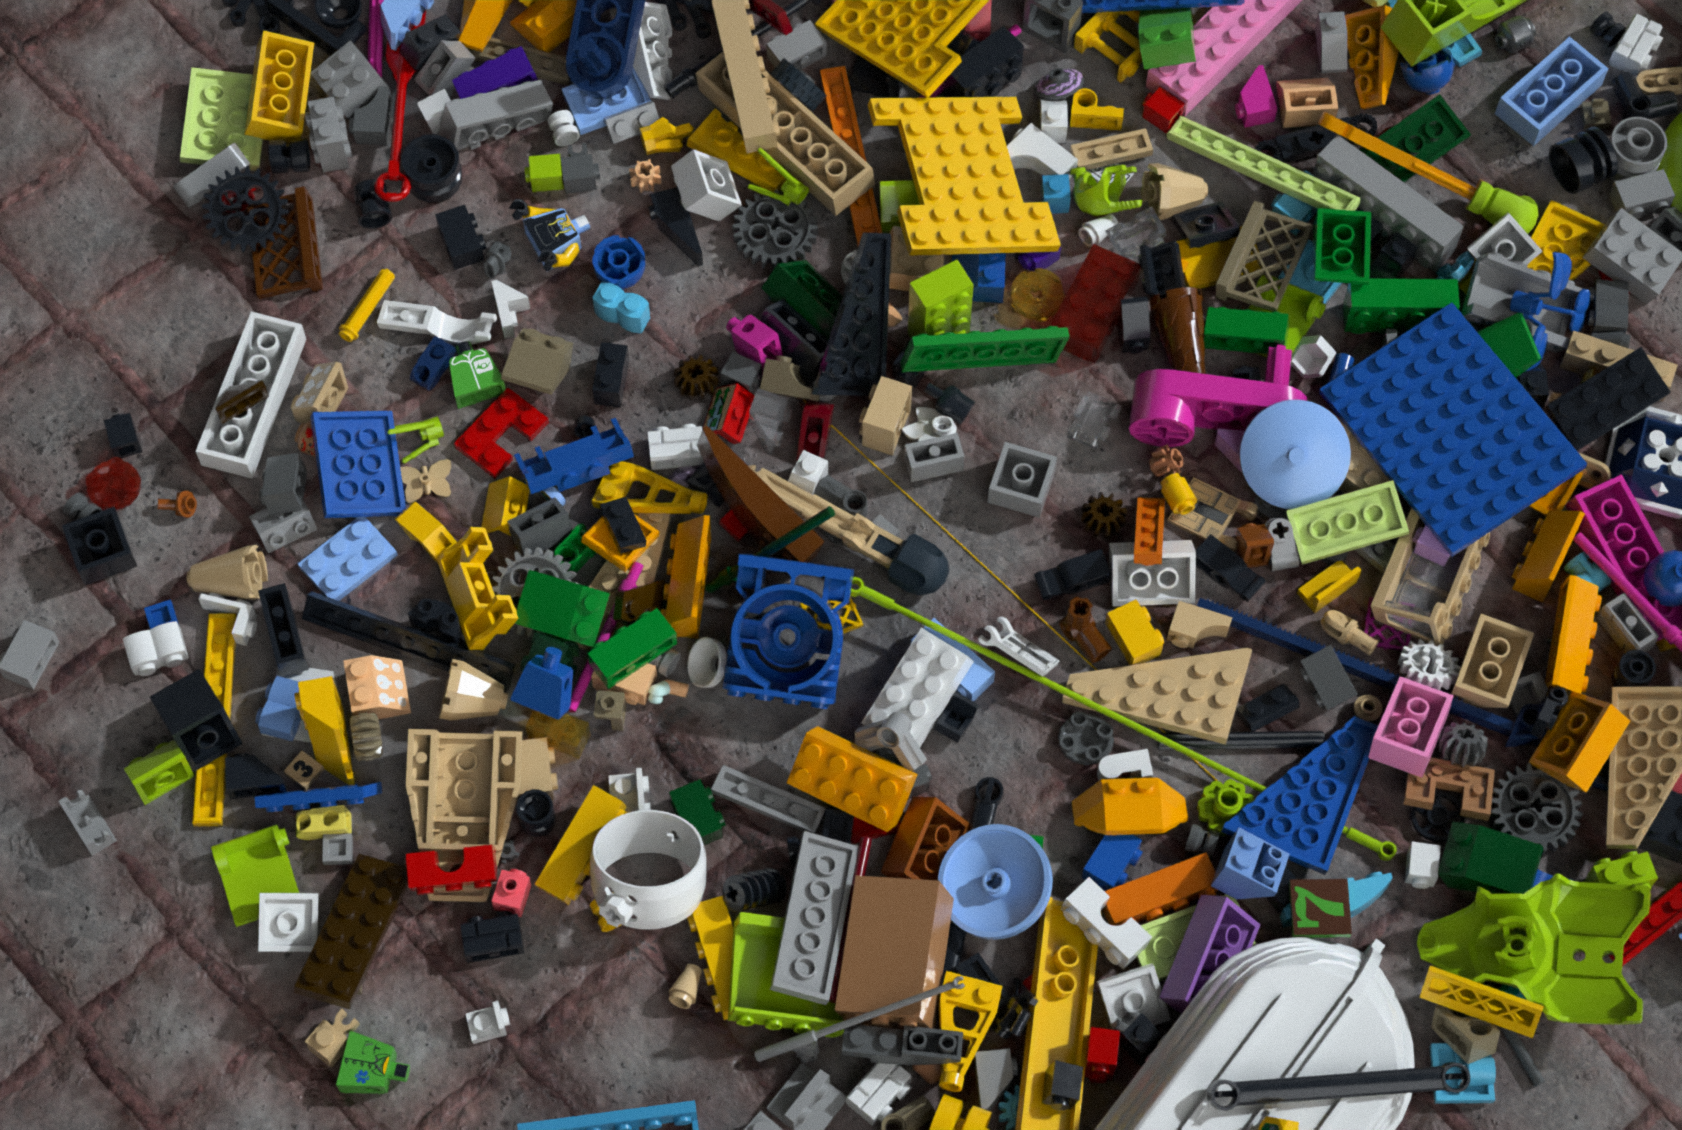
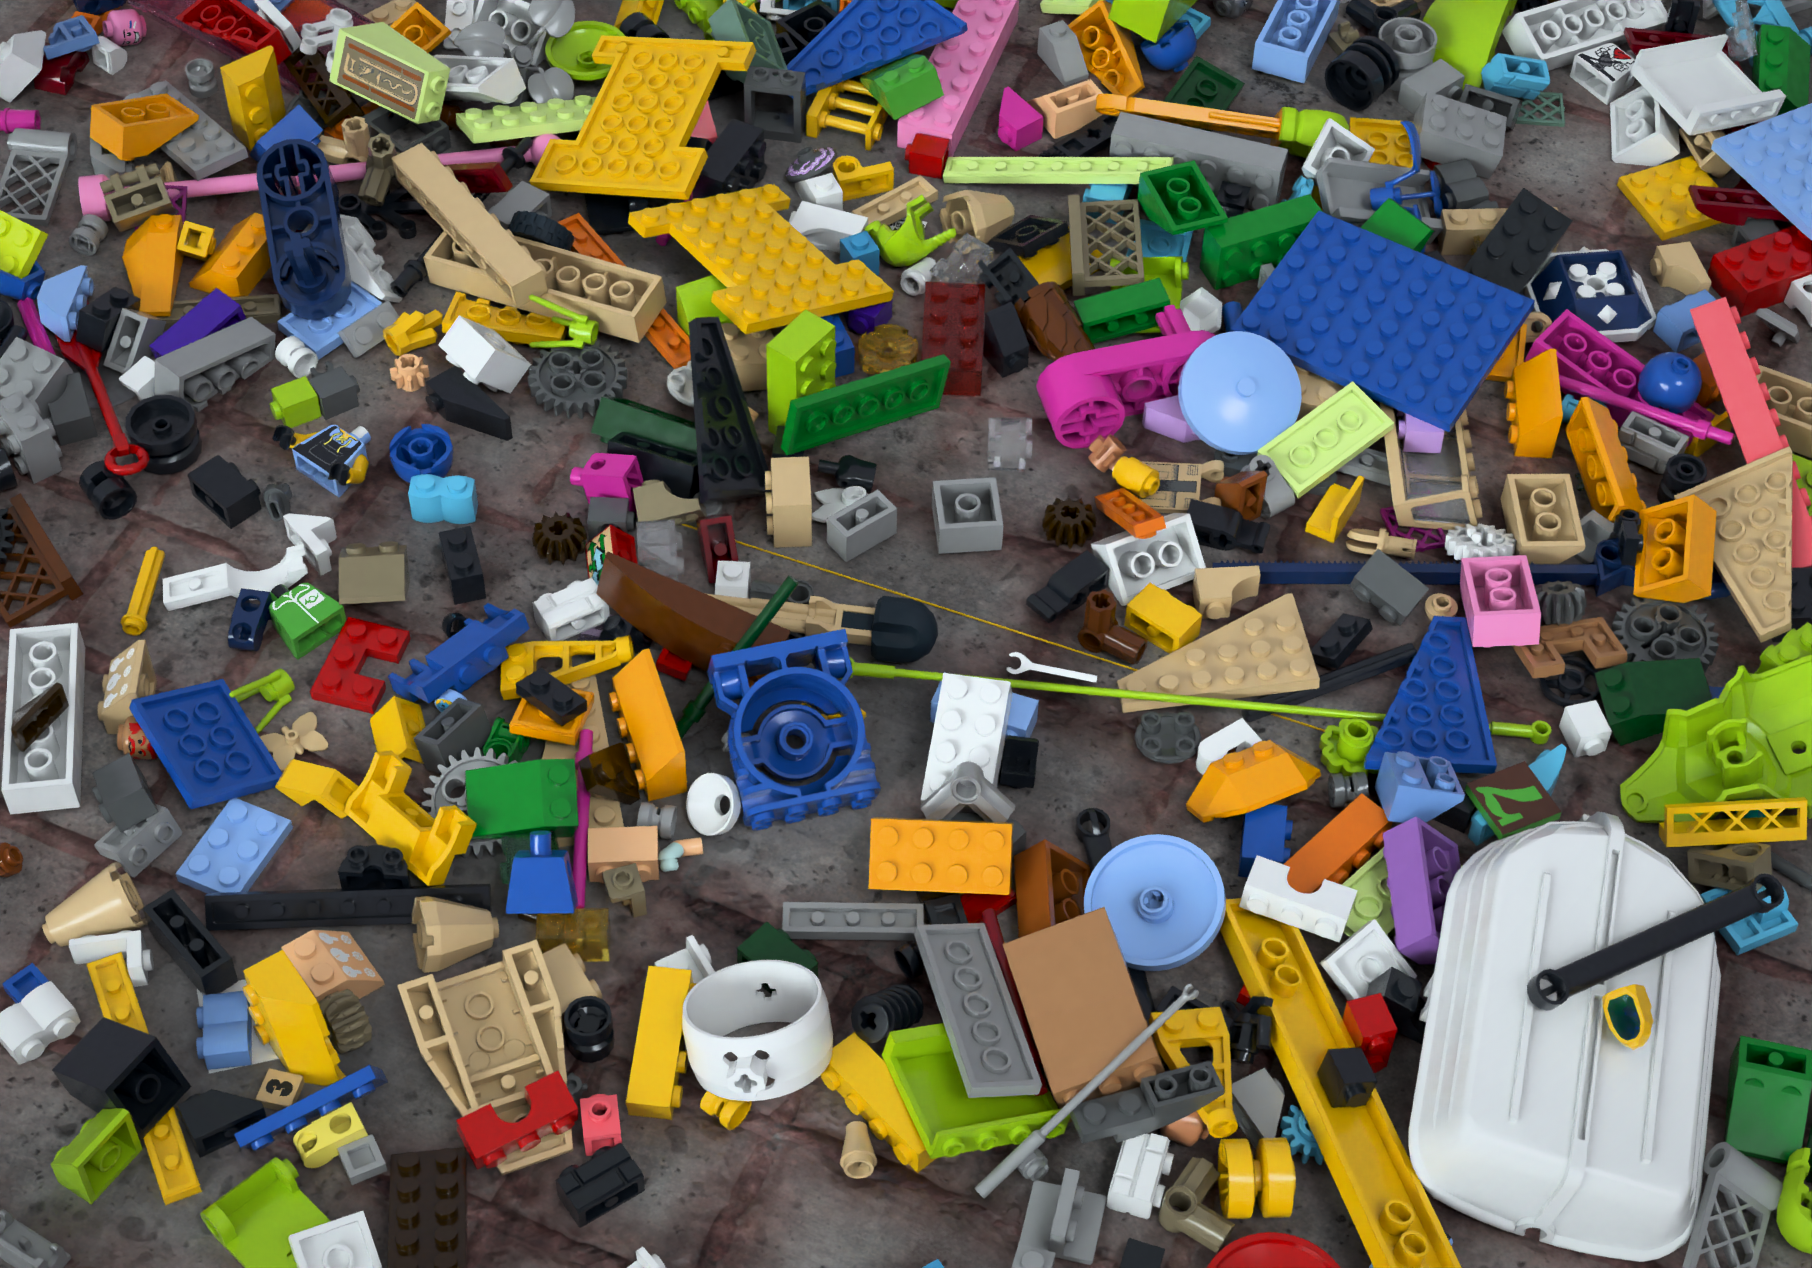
camera: 25 degrees left, 15 degrees down
(632, 647) = (623, 812): green brick -> none

